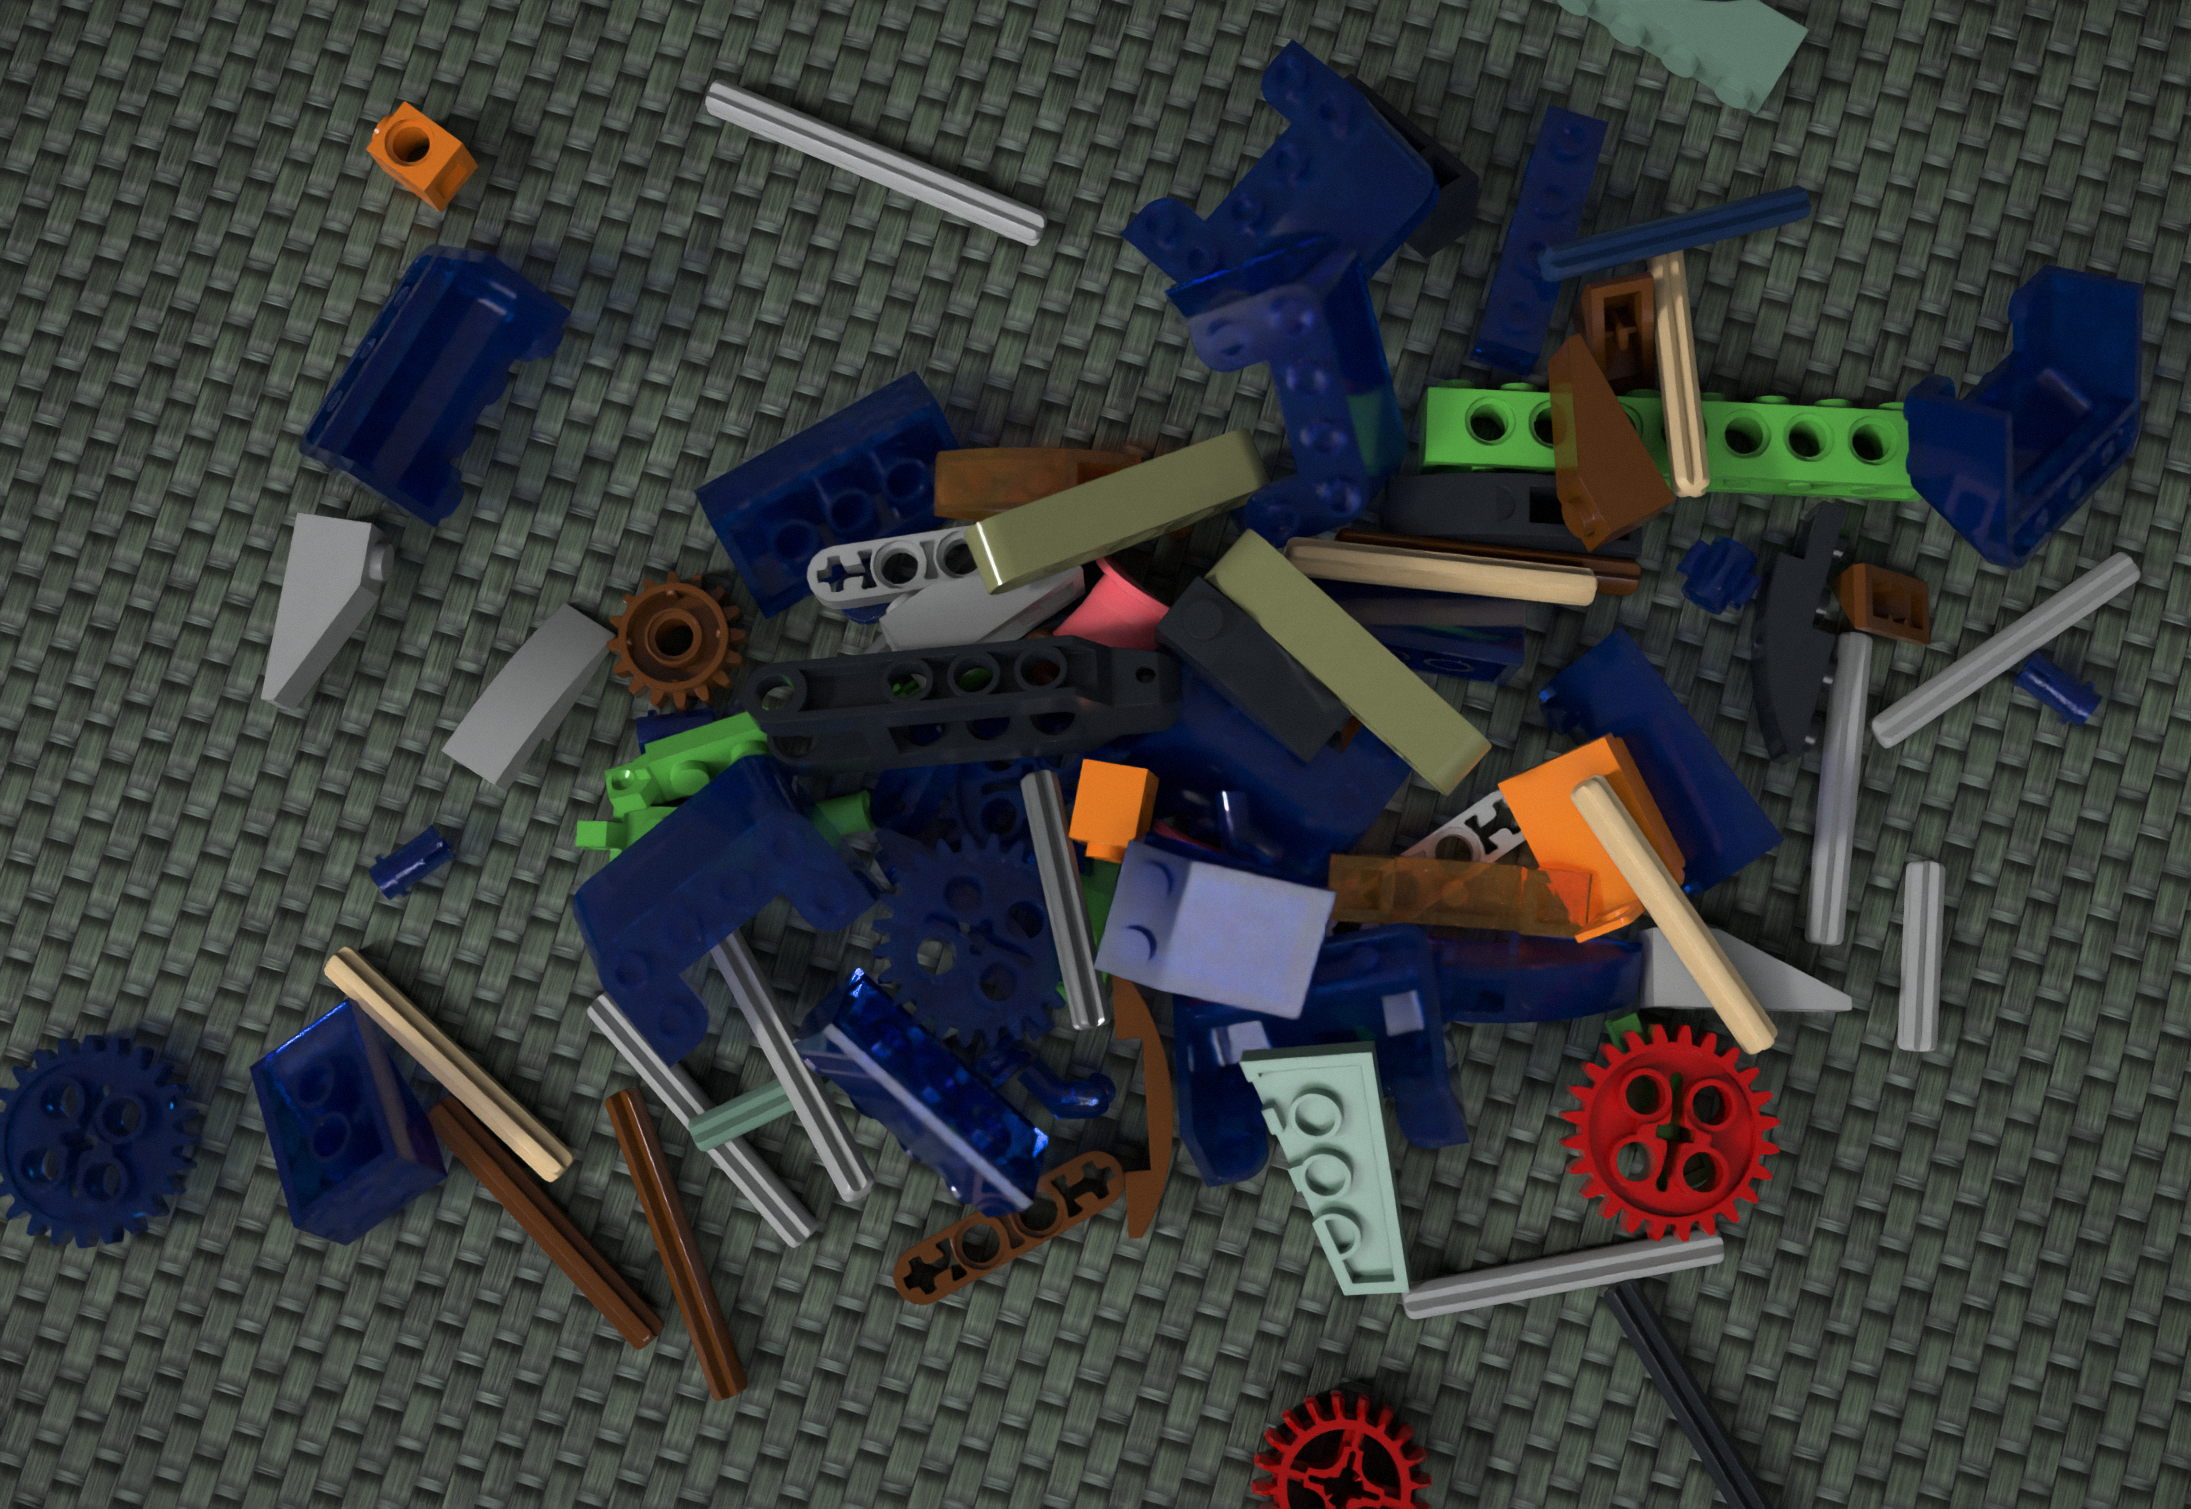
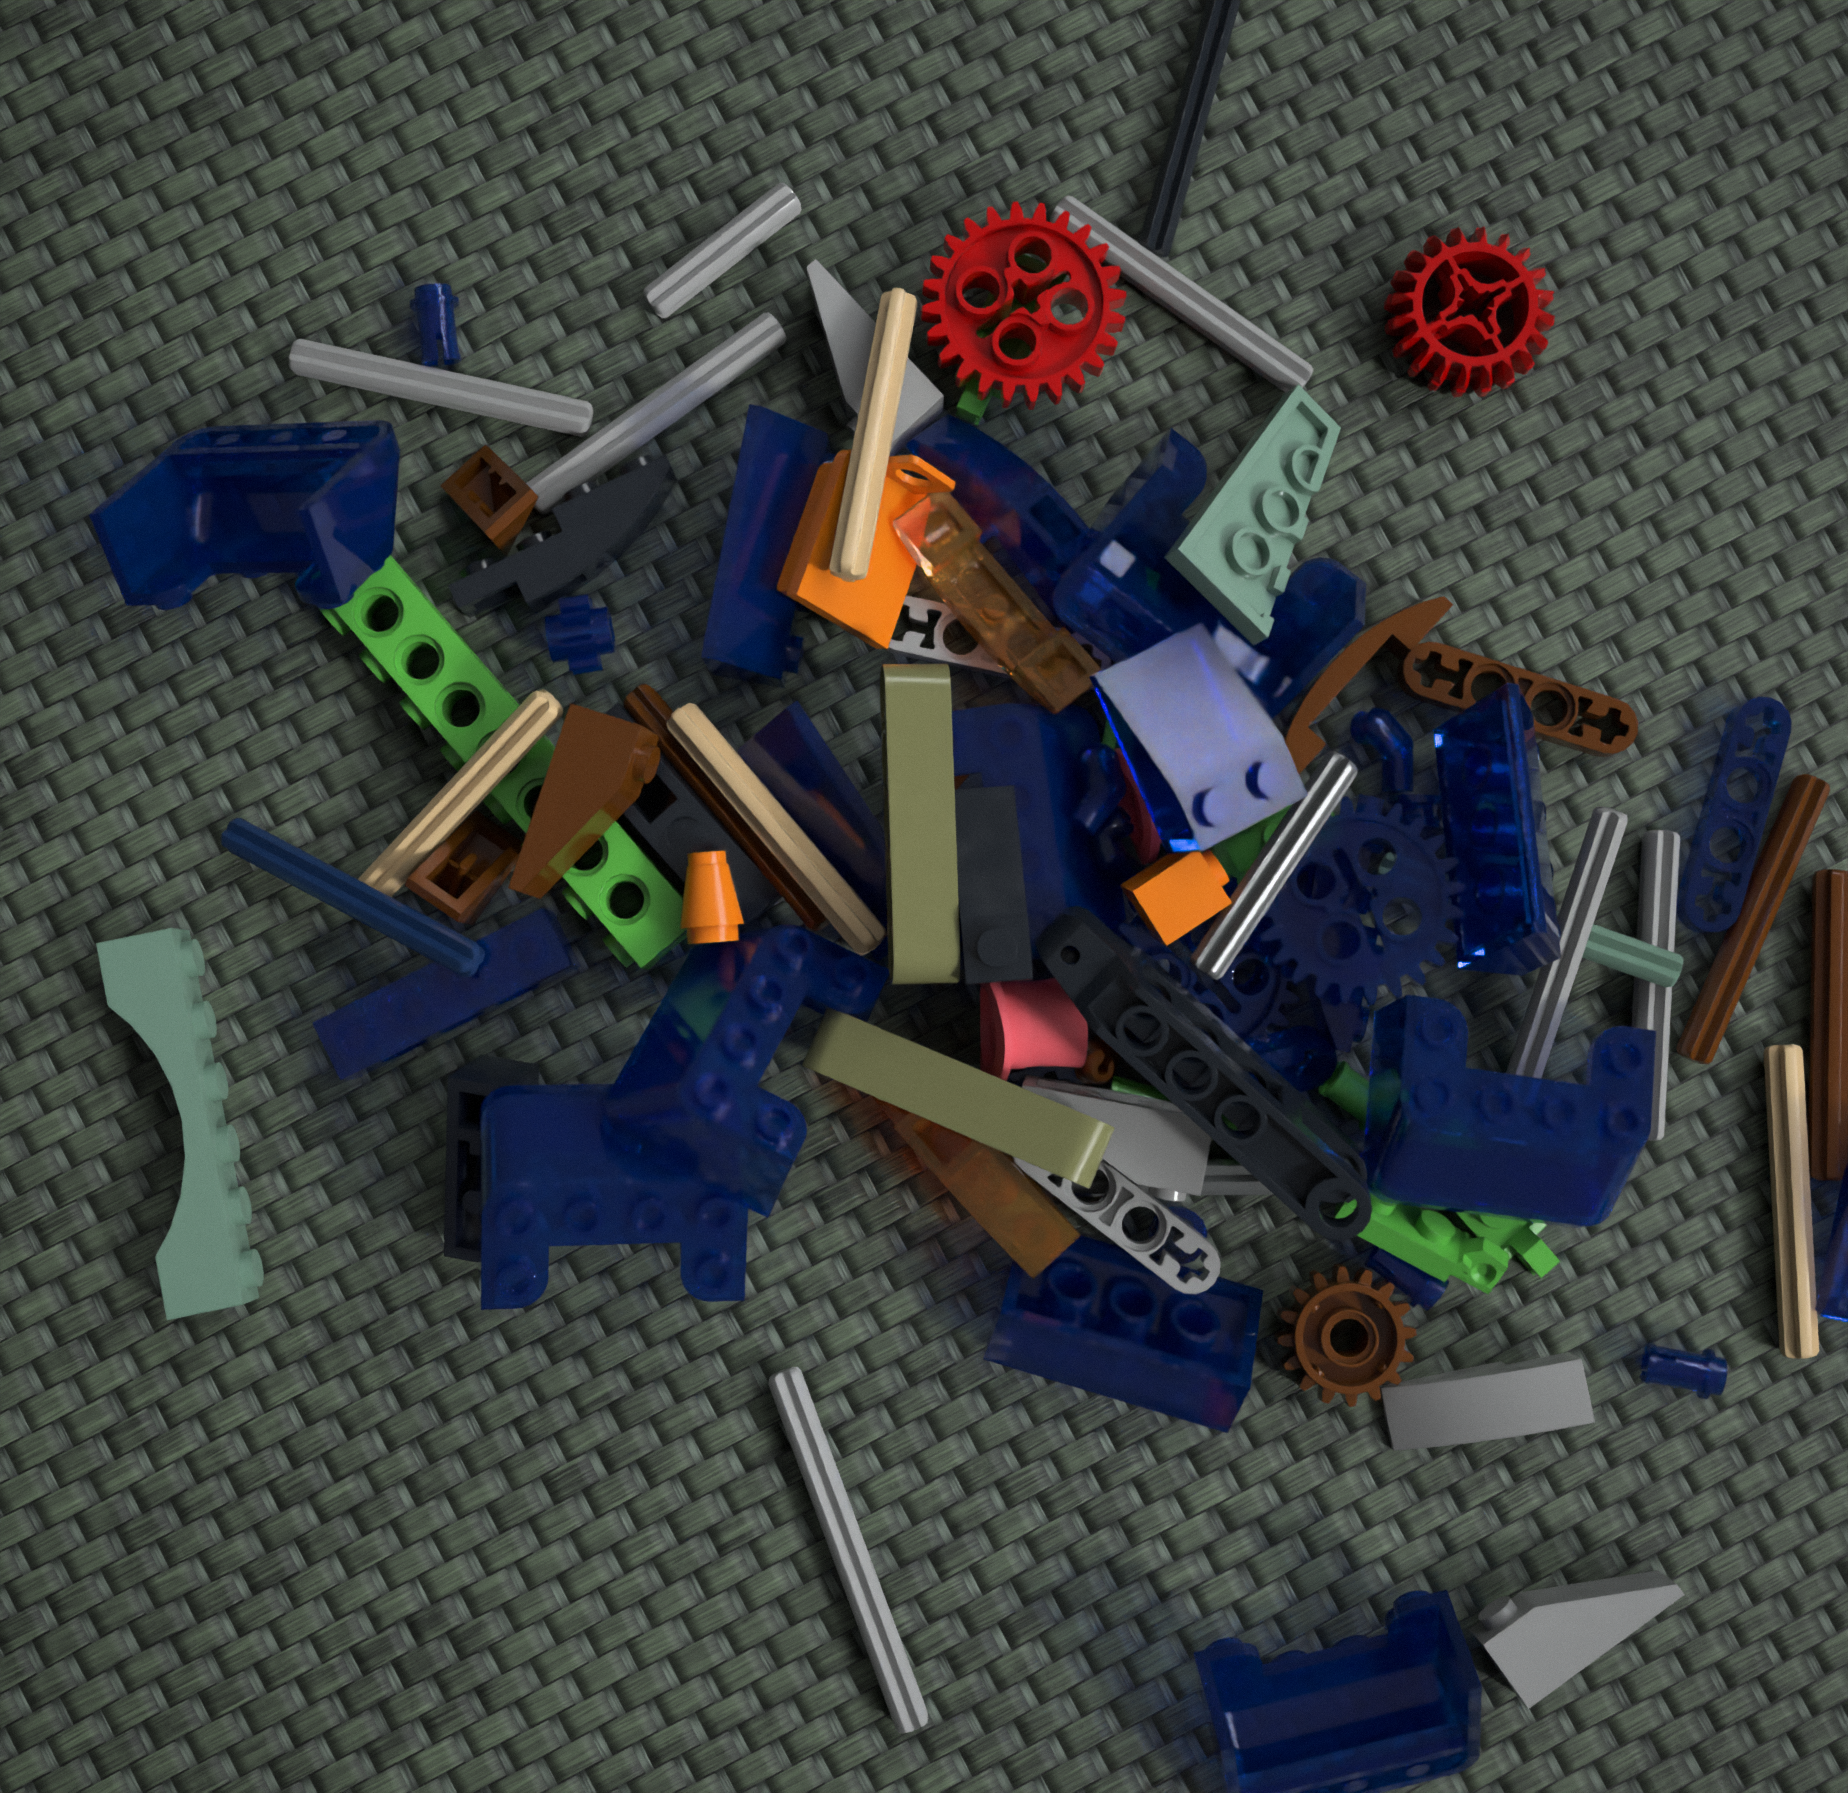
camera: 140 degrees left, 5 degrees up
(775, 1300) = (1724, 812): none -> clear blue beam
(1431, 473) = (710, 900): none -> orange cone

